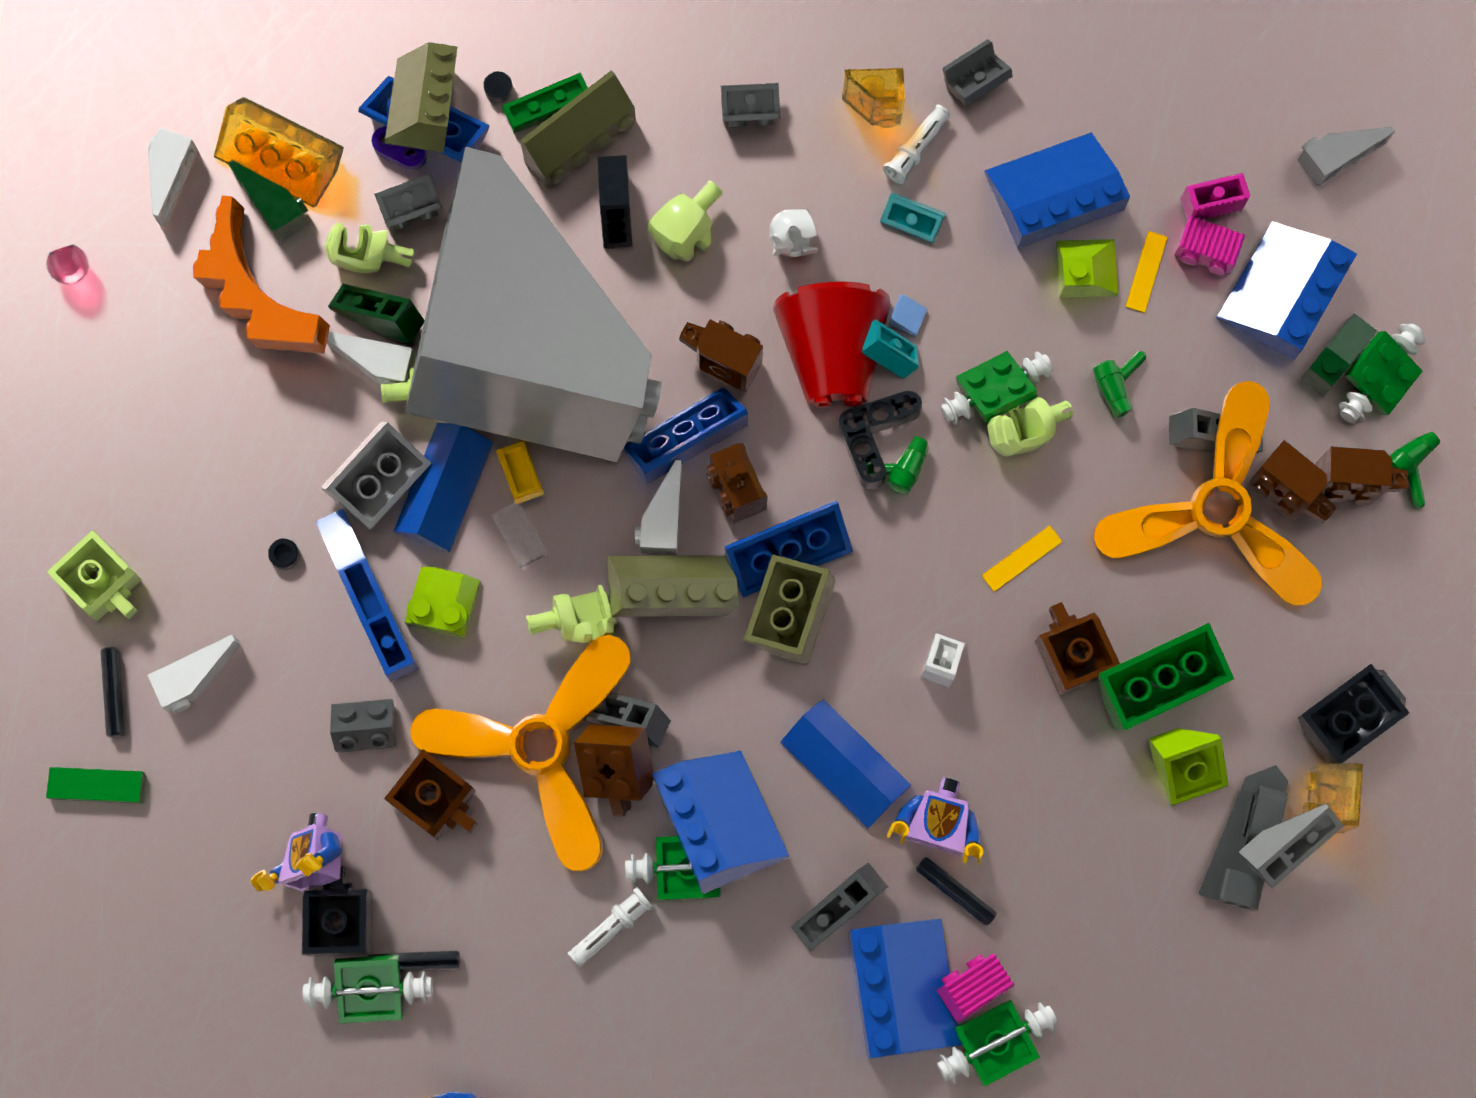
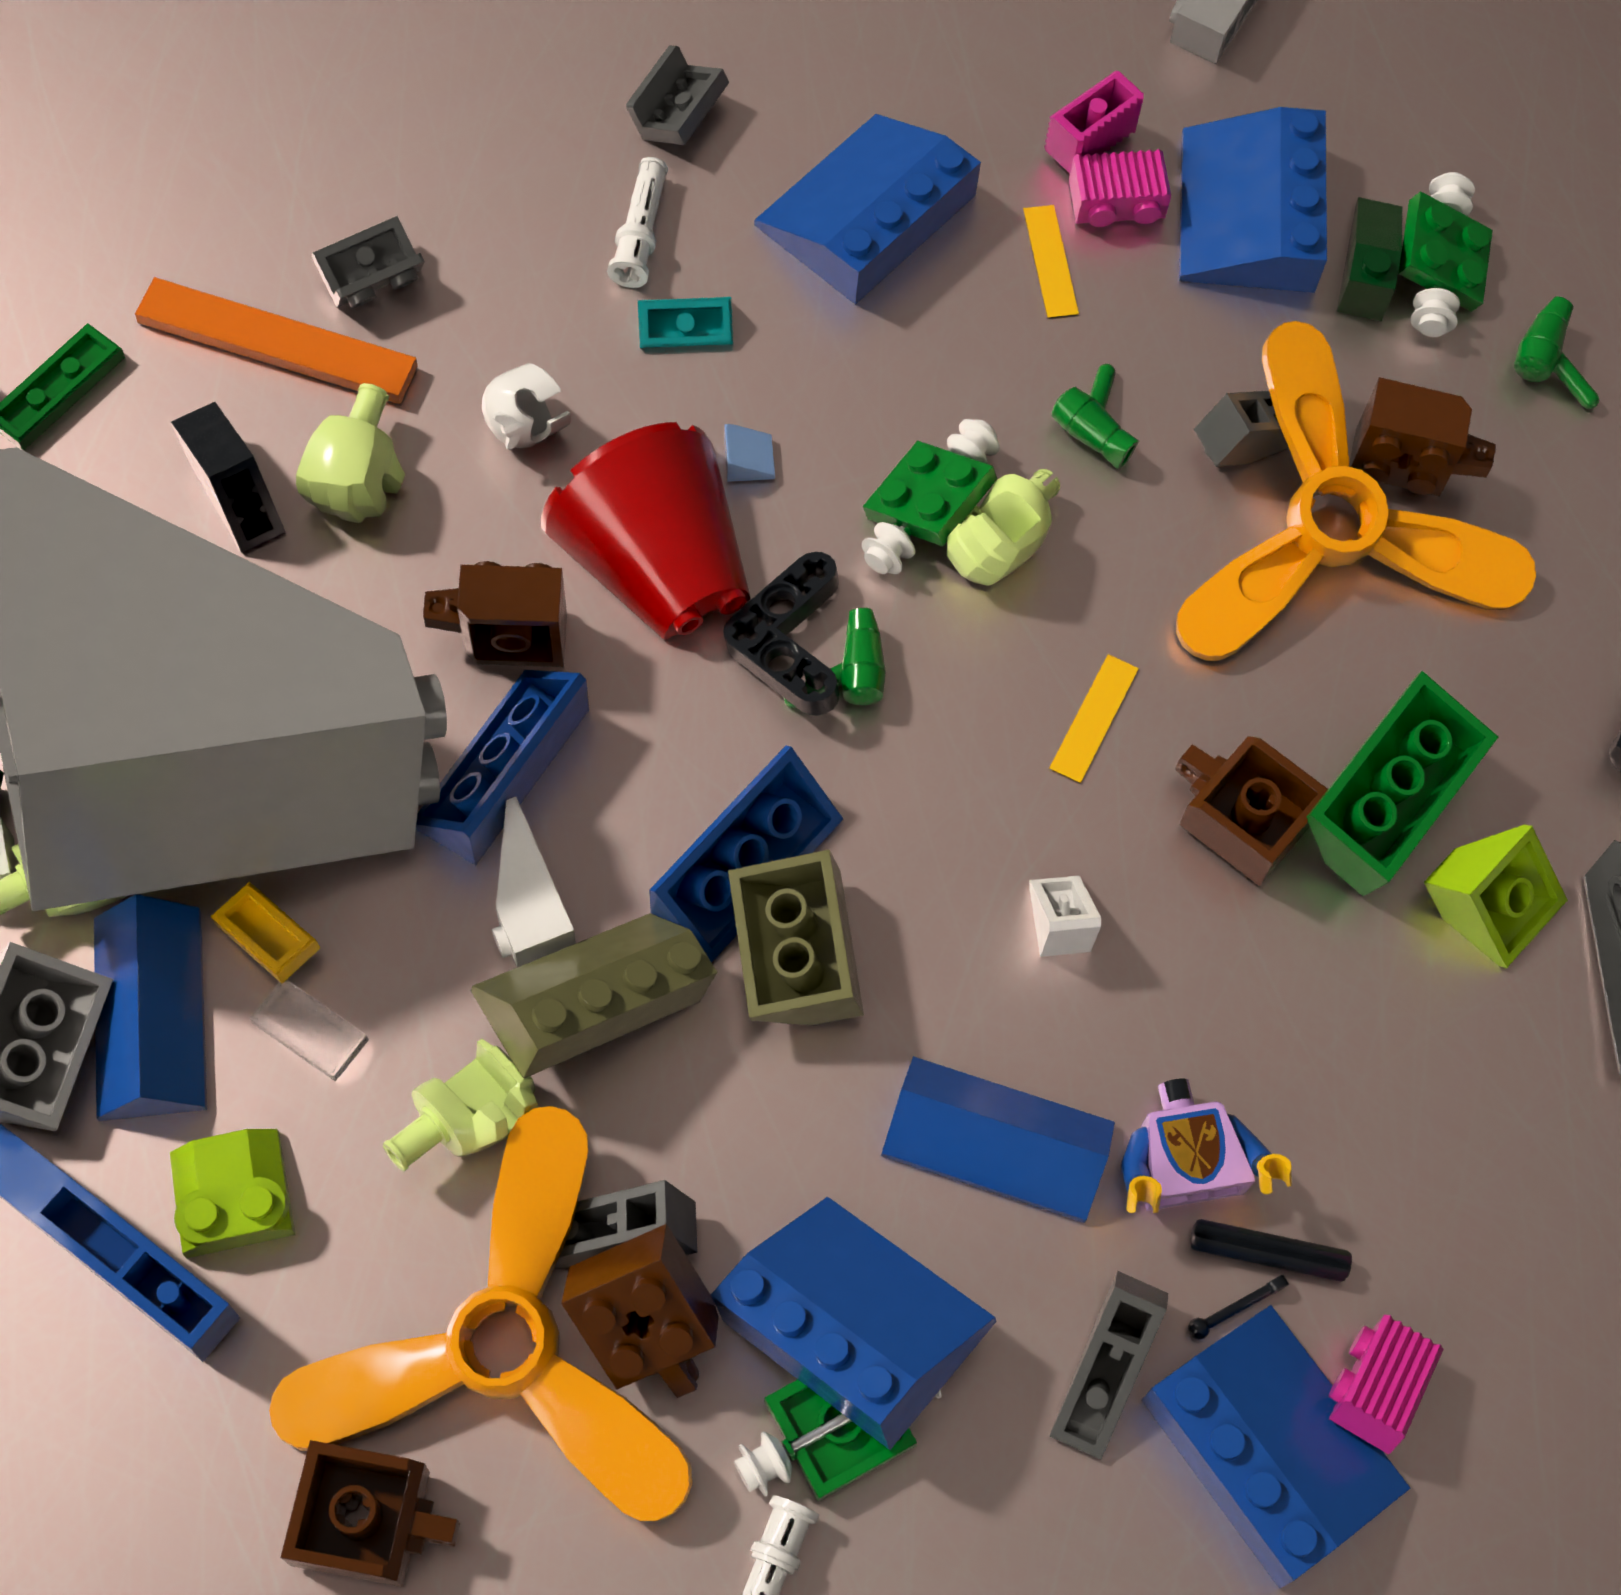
camera: 30 degrees left, 10 degrees down
(363, 725) = (187, 1457): dark grey bracket -> none
(578, 130) = (123, 393): olive slope -> none
(682, 130) = (274, 339): none -> orange tile
(737, 483) = (619, 792): reddish brown hinge -> none
(876, 94) = (548, 174): clear yellow slope -> none
(891, 350) = (751, 507): teal slope -> none
(897, 911) = (1200, 1328): none -> black hinge
(996, 1043) = (1464, 1456): green plate -> none
(1087, 268) = (967, 289): lime slope -> none
(1360, 474) = (1503, 384): reddish brown hinge -> none

